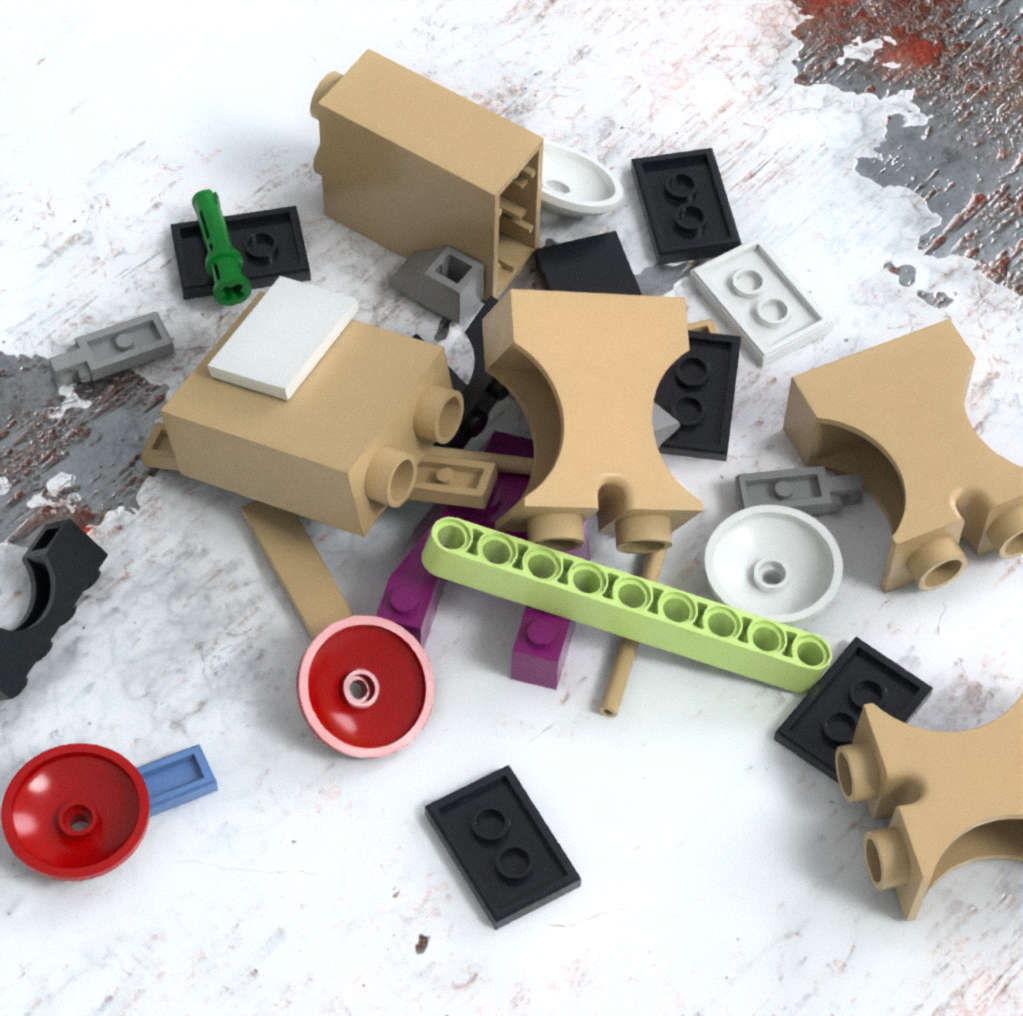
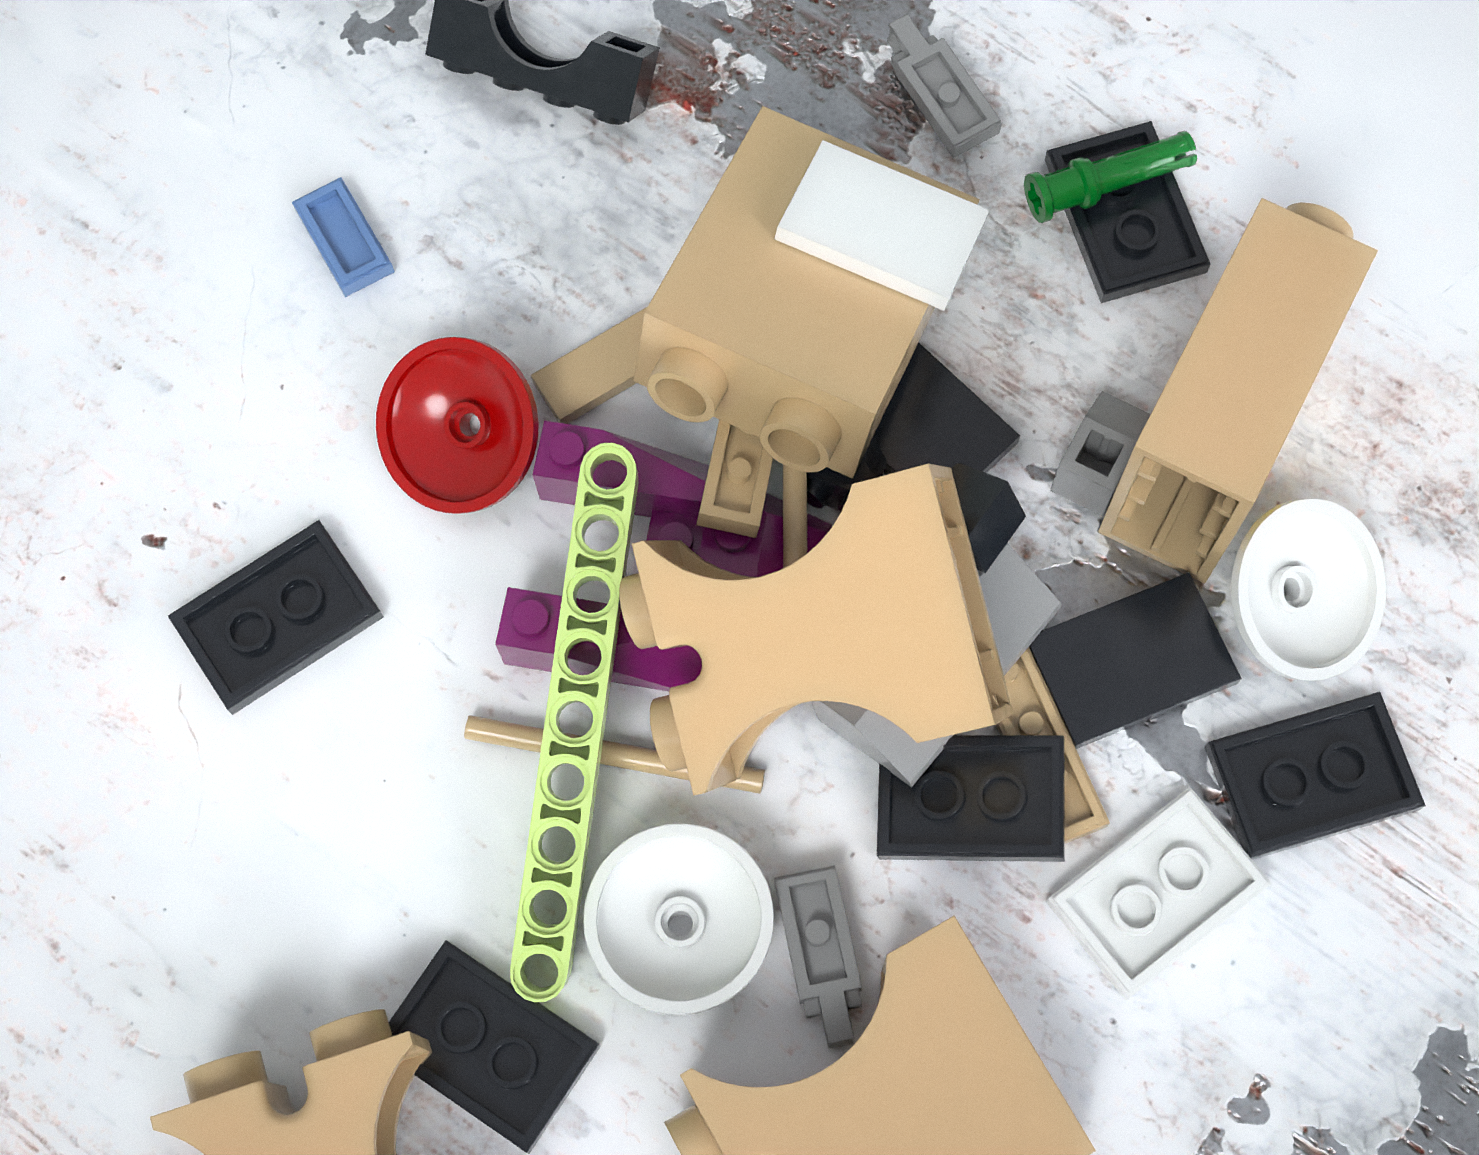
camera: 90 degrees right, 15 degrees up
(71, 787) = (264, 118): red dish -> none

